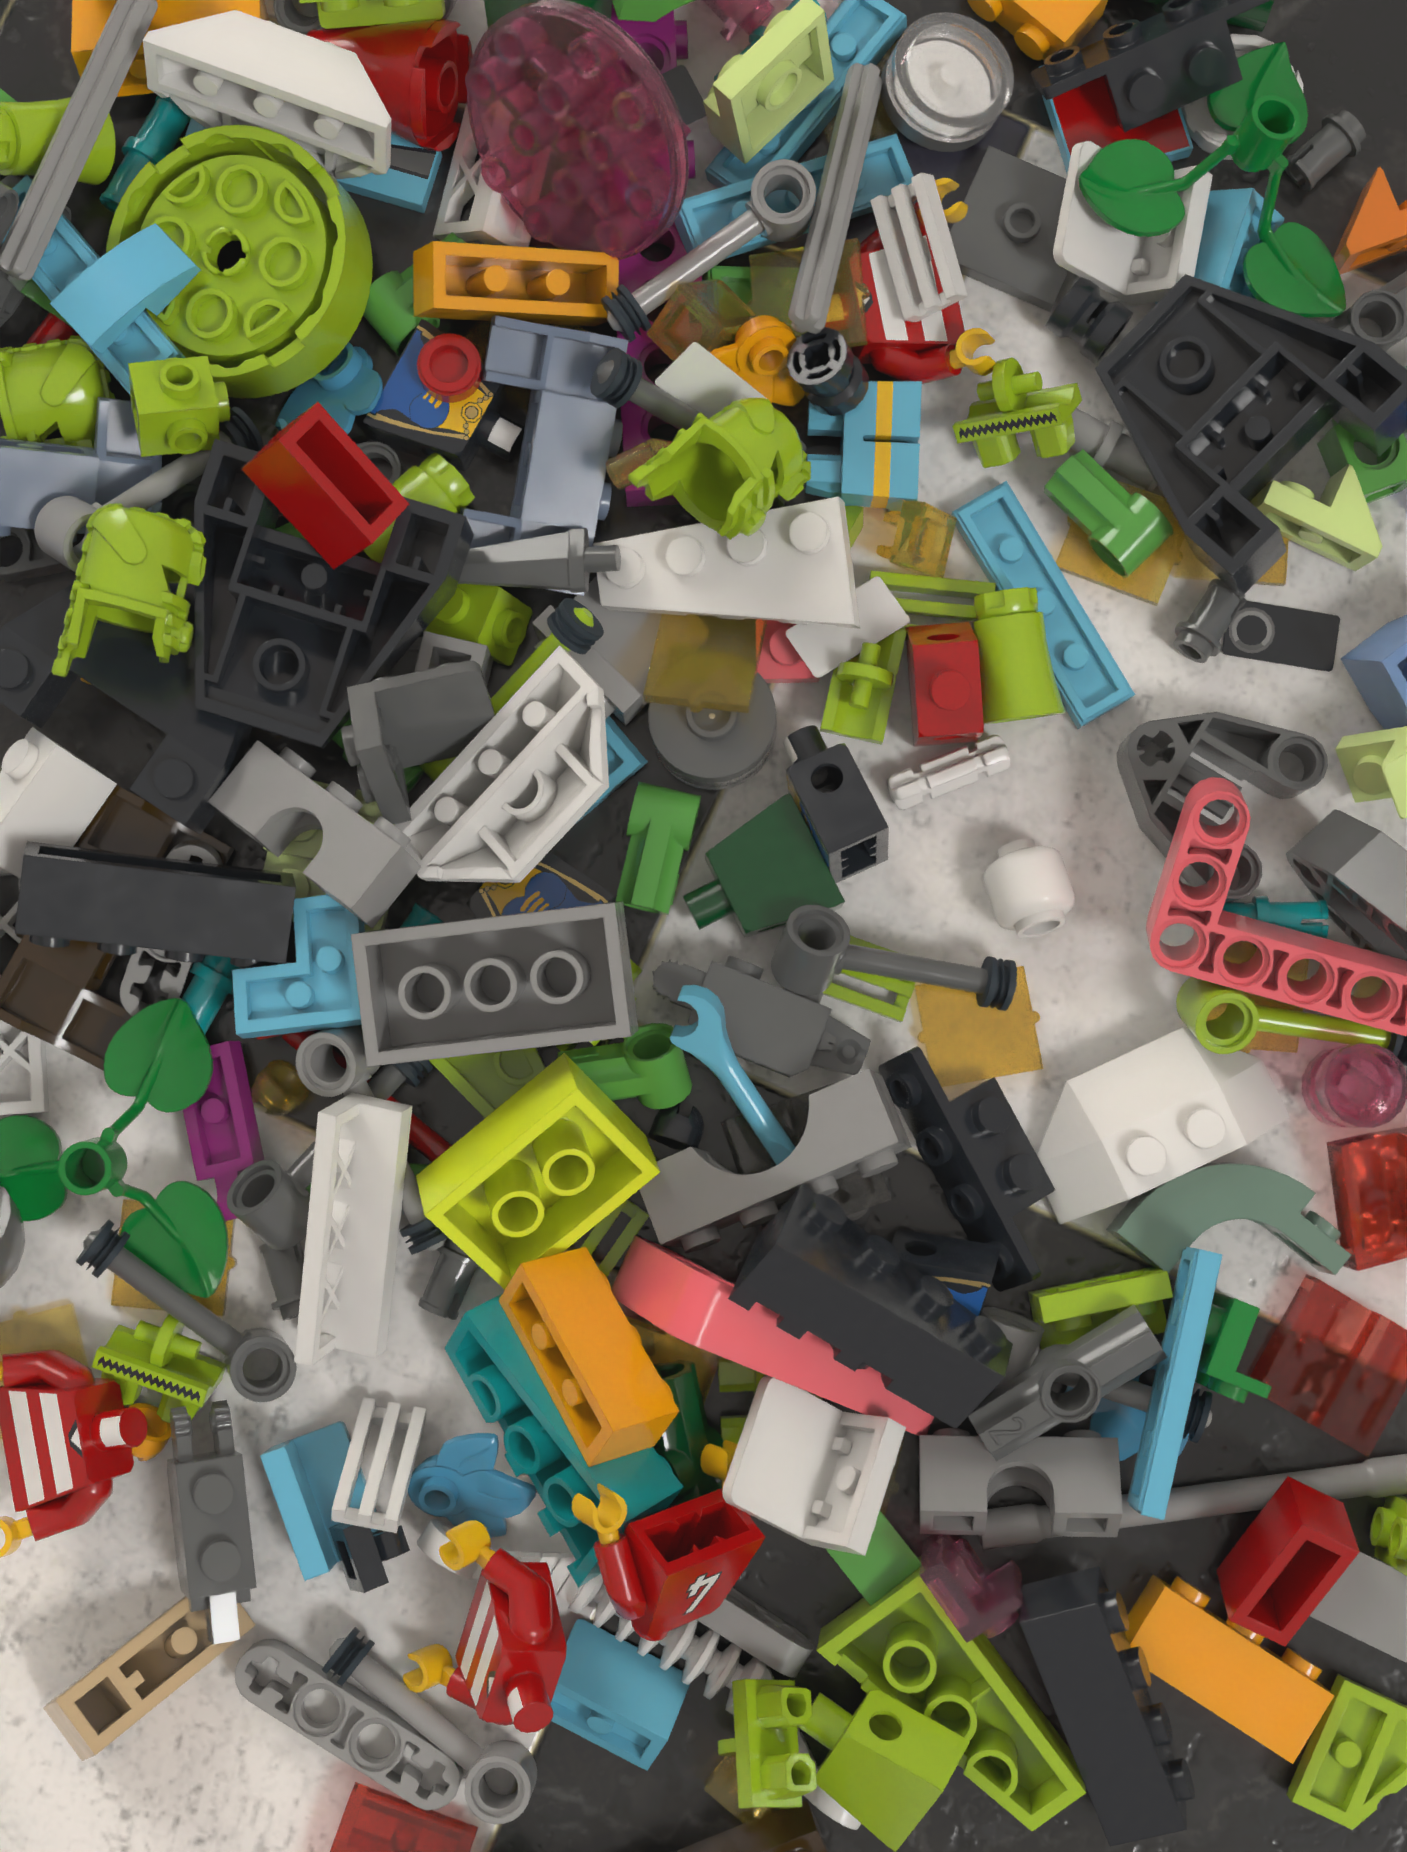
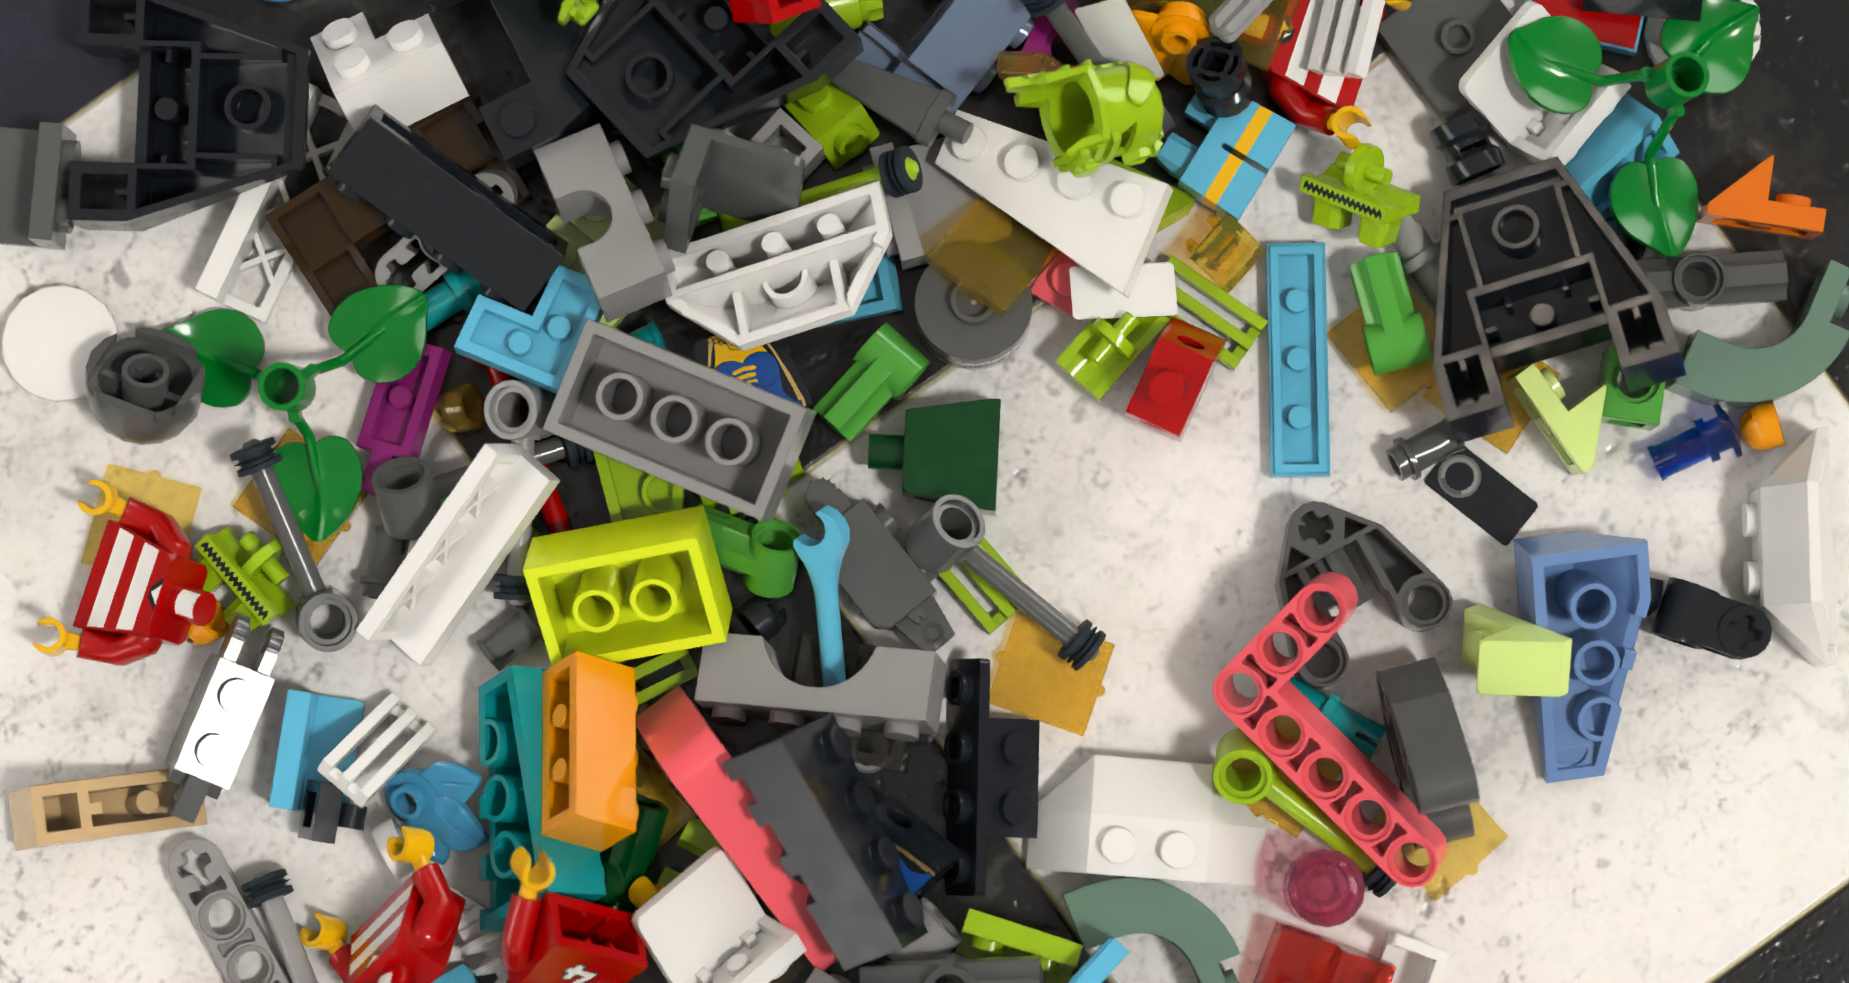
camera: 35 degrees right, 0 degrees up
(844, 821) = (1028, 443): black torso -> none
(949, 772) = (1142, 454): white axle -> none
(1014, 657) = (1243, 391): lime plant -> none
(1029, 888) = (1152, 584): white head -> none
(1324, 150) = (1745, 114): dark grey pin -> none

